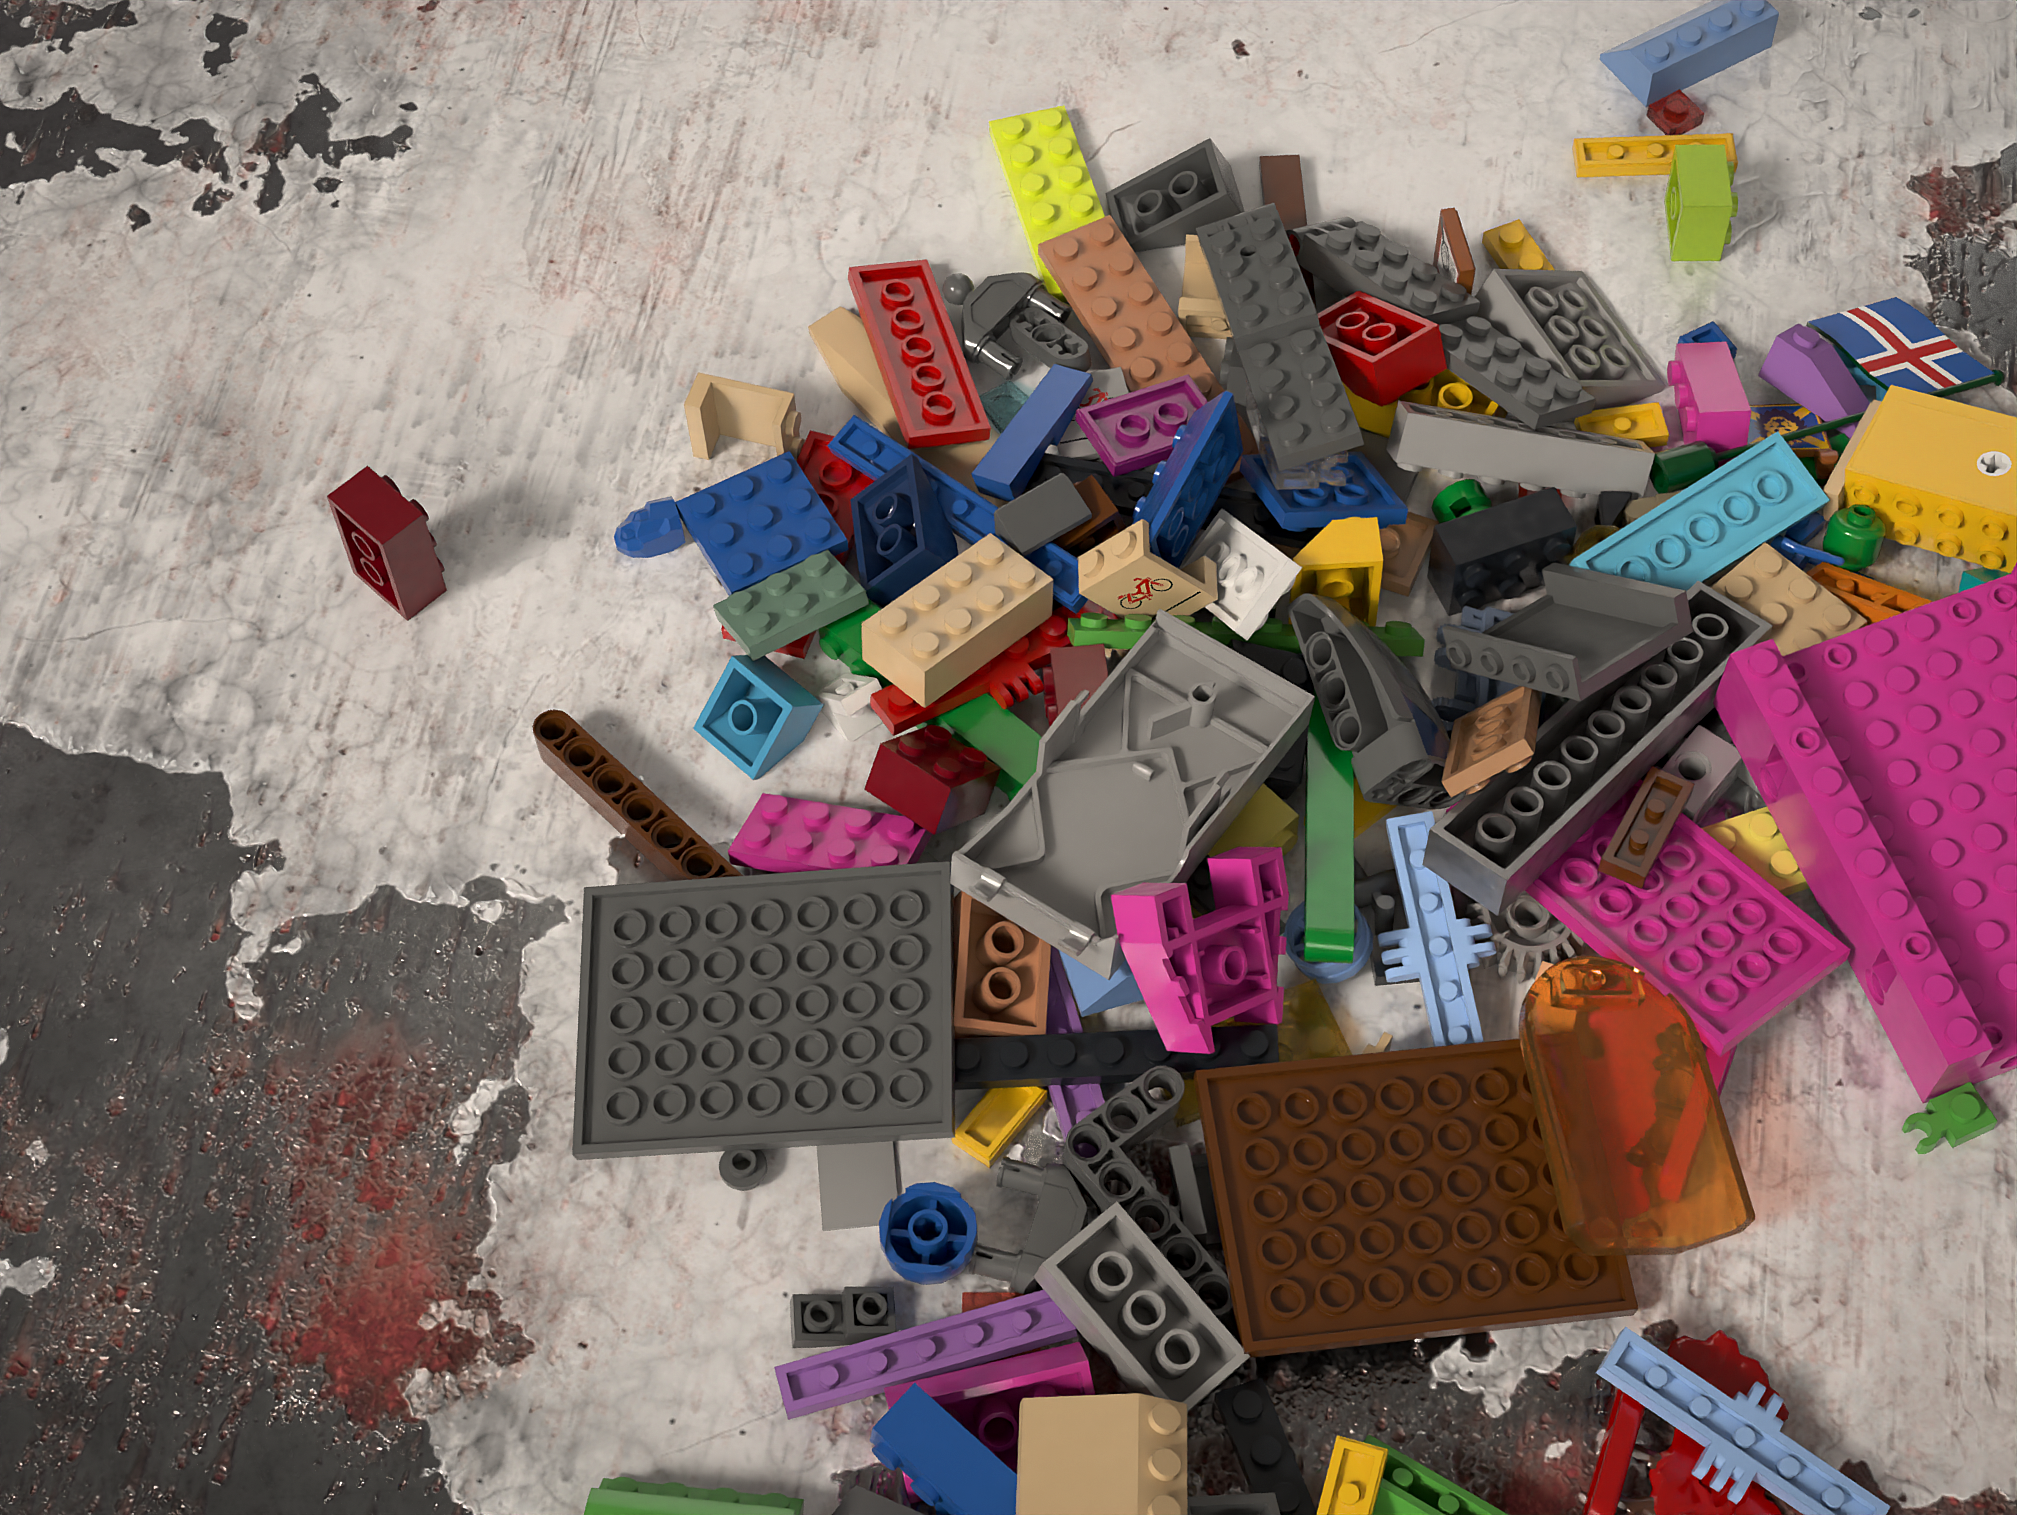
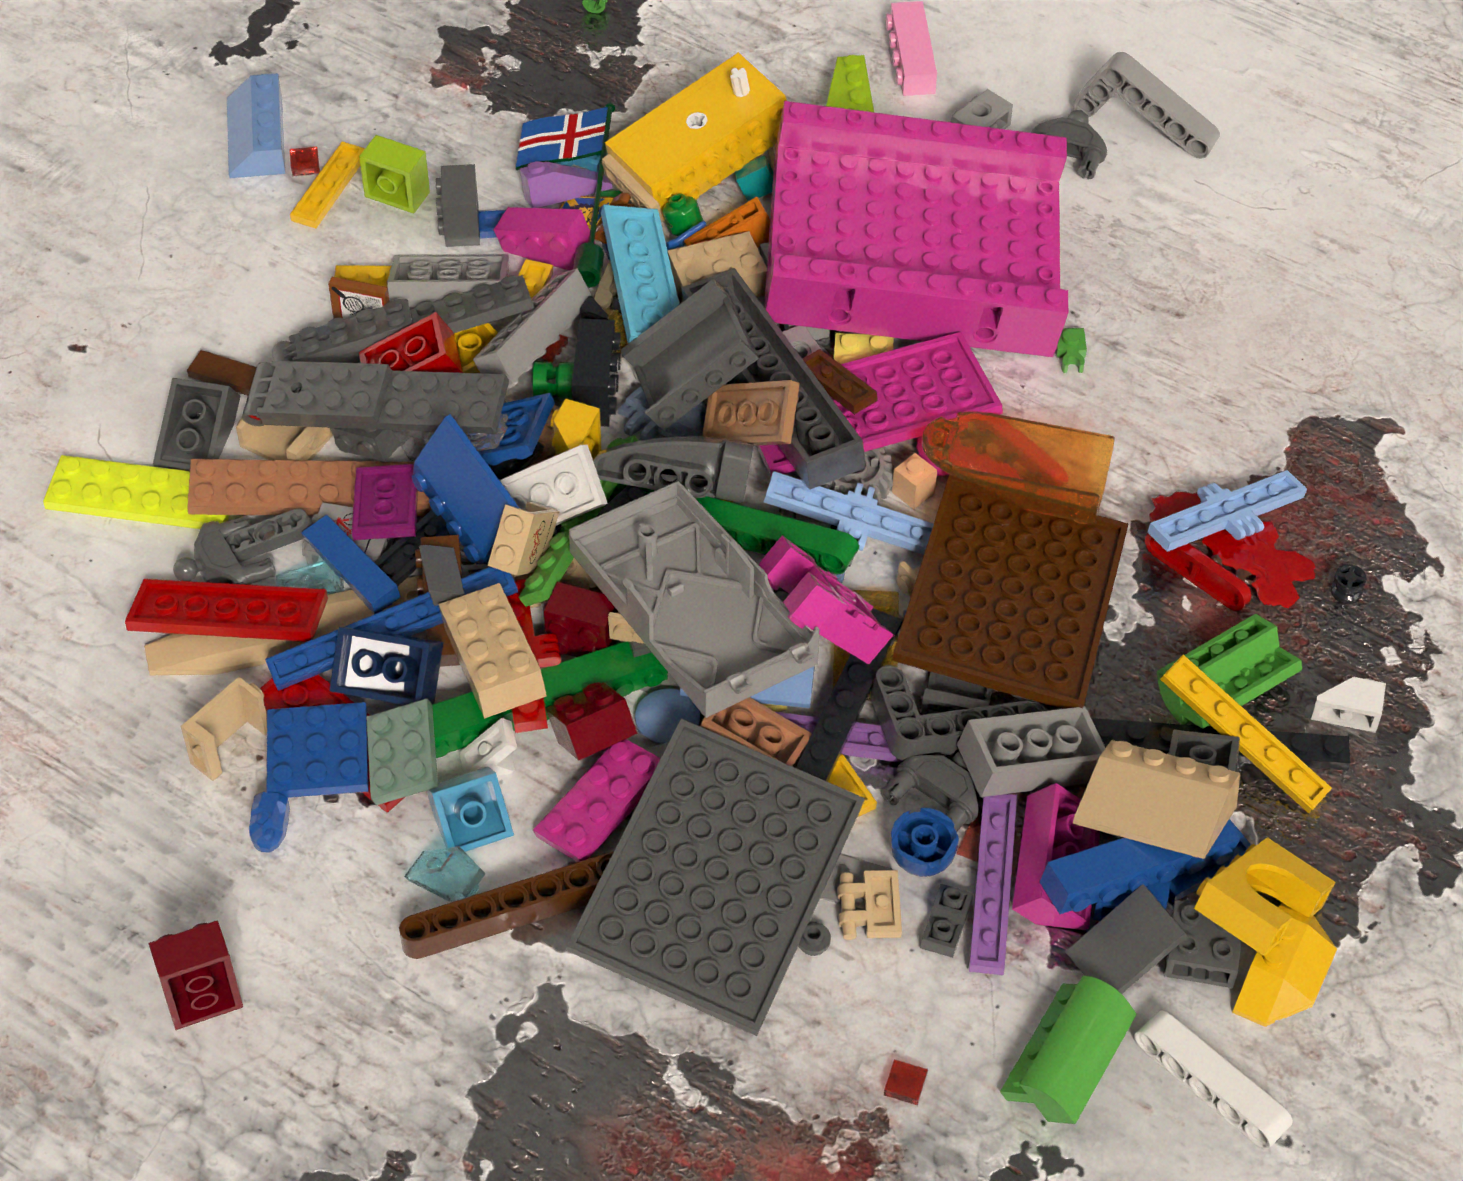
camera: 70 degrees left, 5 degrees down
(576, 1359) = (905, 1082): none -> clear red tile
(654, 732) = (446, 873): none -> clear light blue slope
(826, 1225) = (882, 904): none -> tan plate
(1692, 289) = (458, 205): none -> dark grey brick

